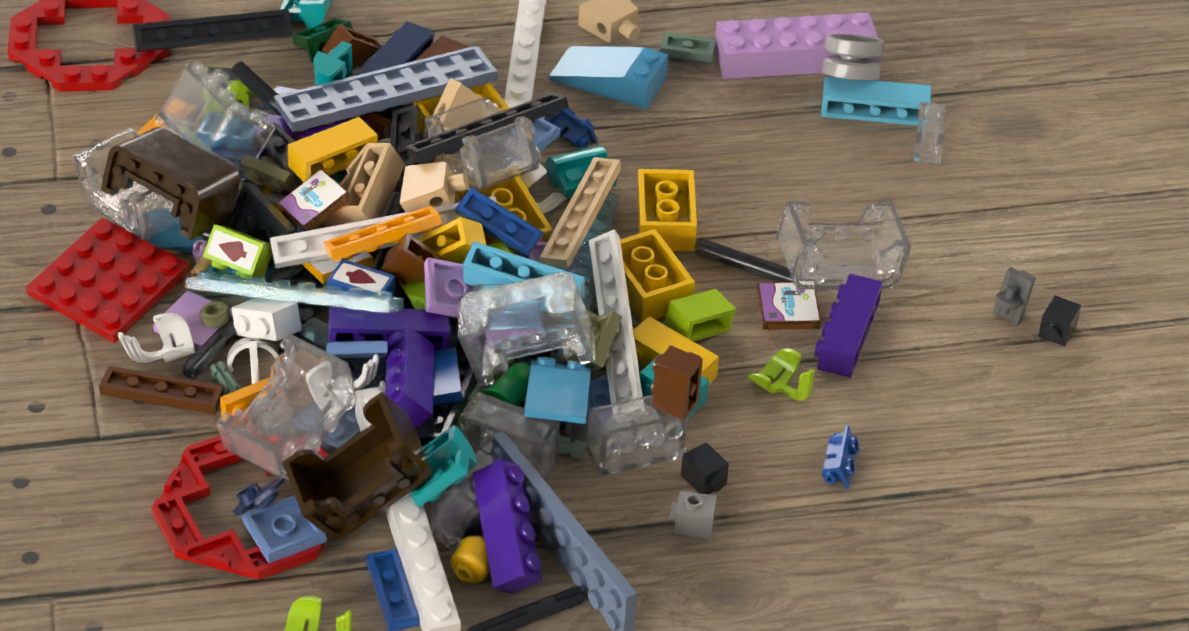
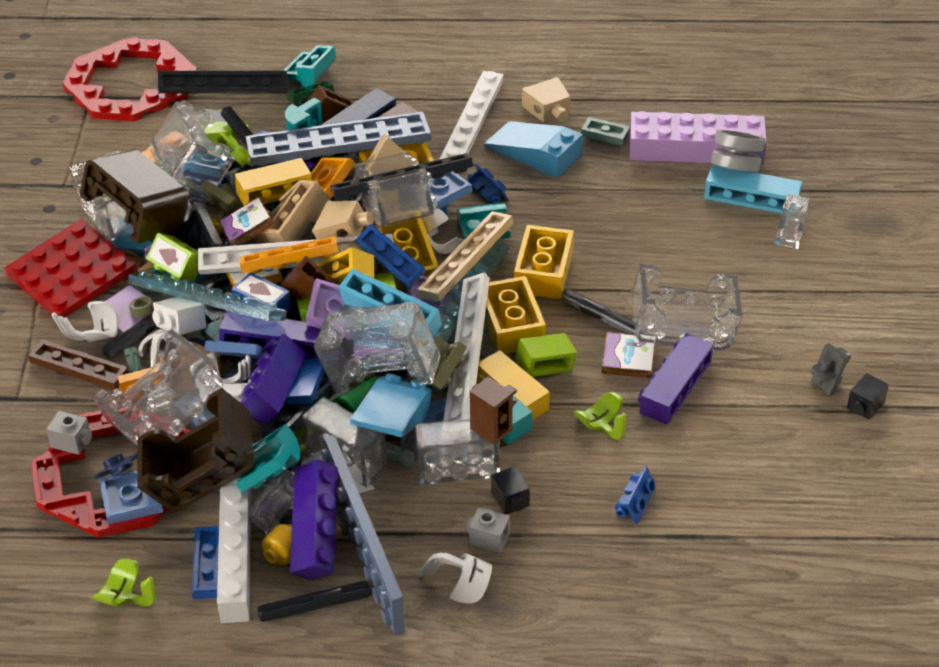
camera: 15 degrees right, 0 degrees up
(189, 467) = (69, 432): none -> light grey brick
(279, 119) = (238, 153): none -> lime plate
(396, 129) = (330, 172): none -> light orange tile
(688, 581) = (464, 590): none -> white helmet

